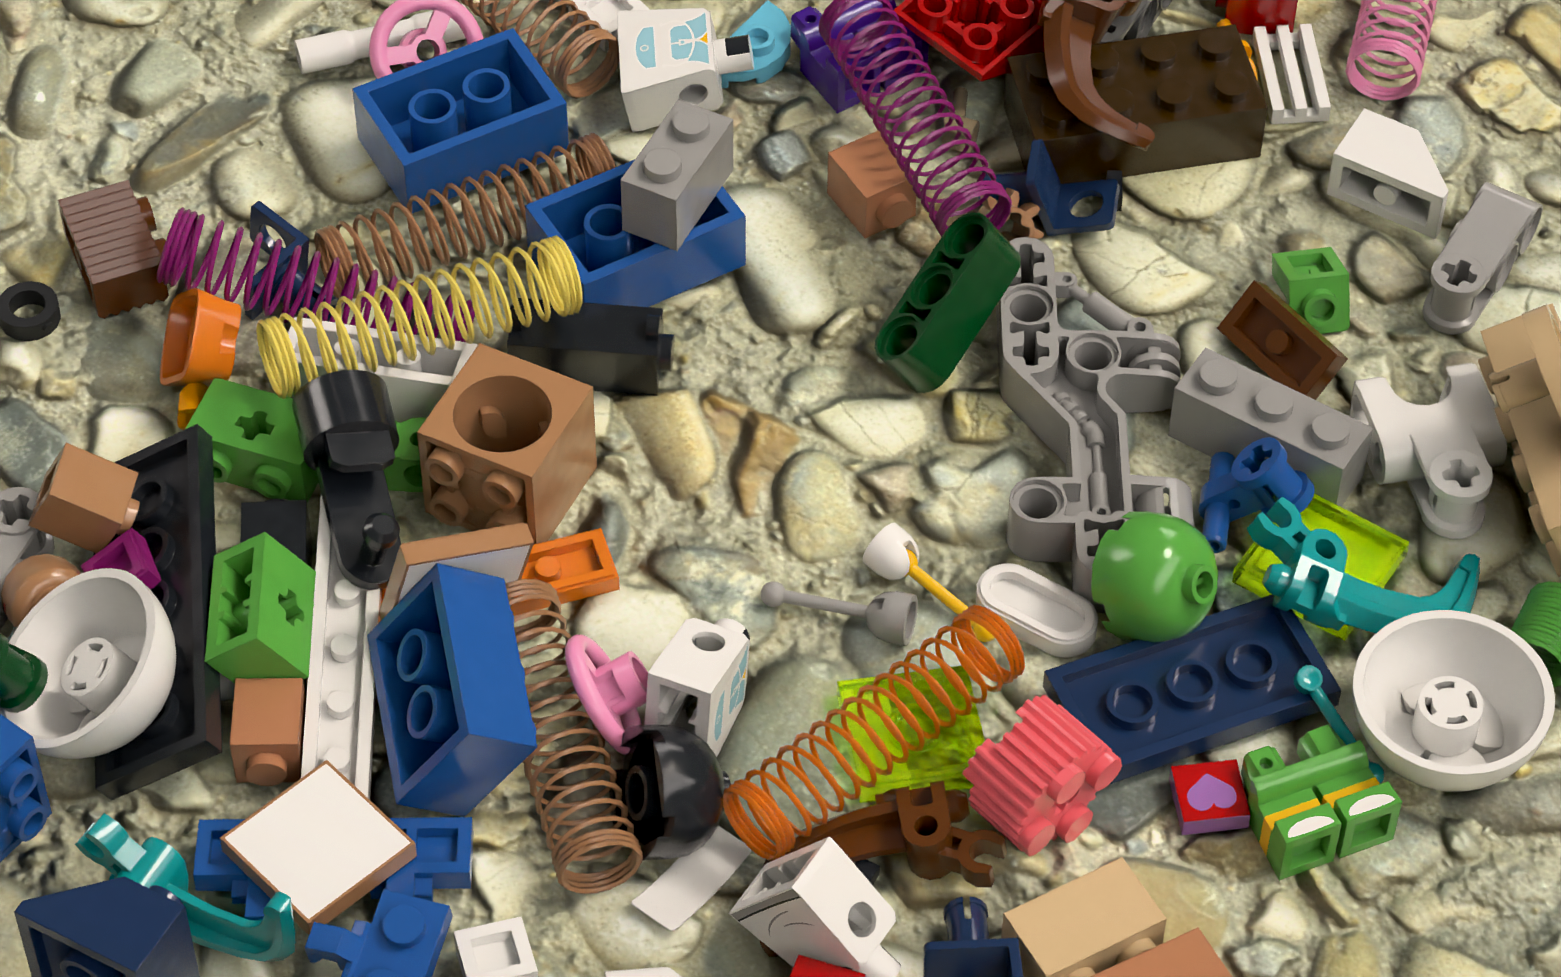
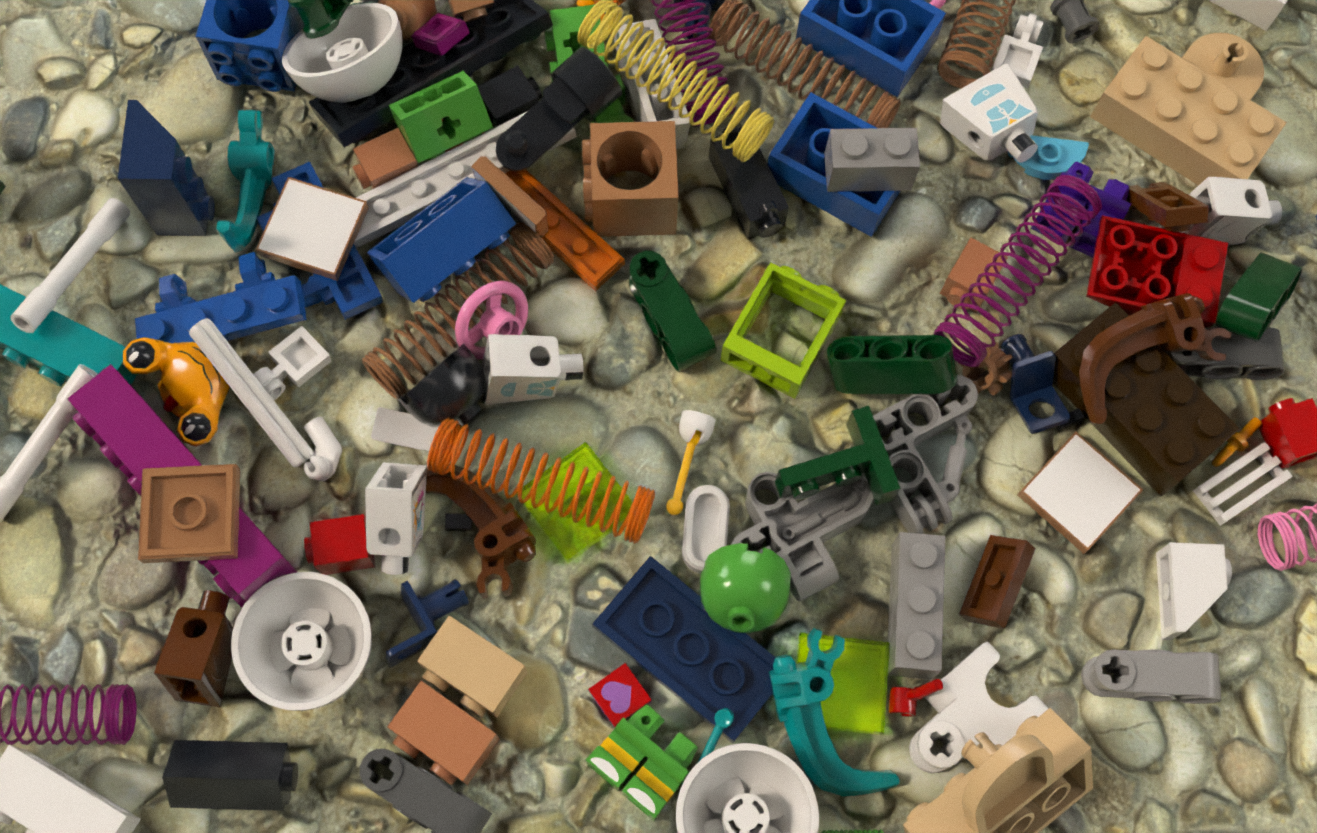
camera: 60 degrees right, 20 degrees up
(713, 509) = (669, 311): none -> dark green piece
(844, 446) = (764, 364): none -> lime window
(888, 616) = (648, 448): light grey hinge -> none
(960, 103) = (1055, 304): dark tan hand -> none
(1040, 776) = (559, 589): coral brick -> none
(1067, 369) = (846, 465): none -> dark green bracket
(1212, 222) = (1080, 492): none -> white tile
(1249, 485) = (863, 611): blue piece -> none
(1315, 287) = (1058, 579): bright green bracket -> none
(1377, 502) = (904, 699): none -> red hand

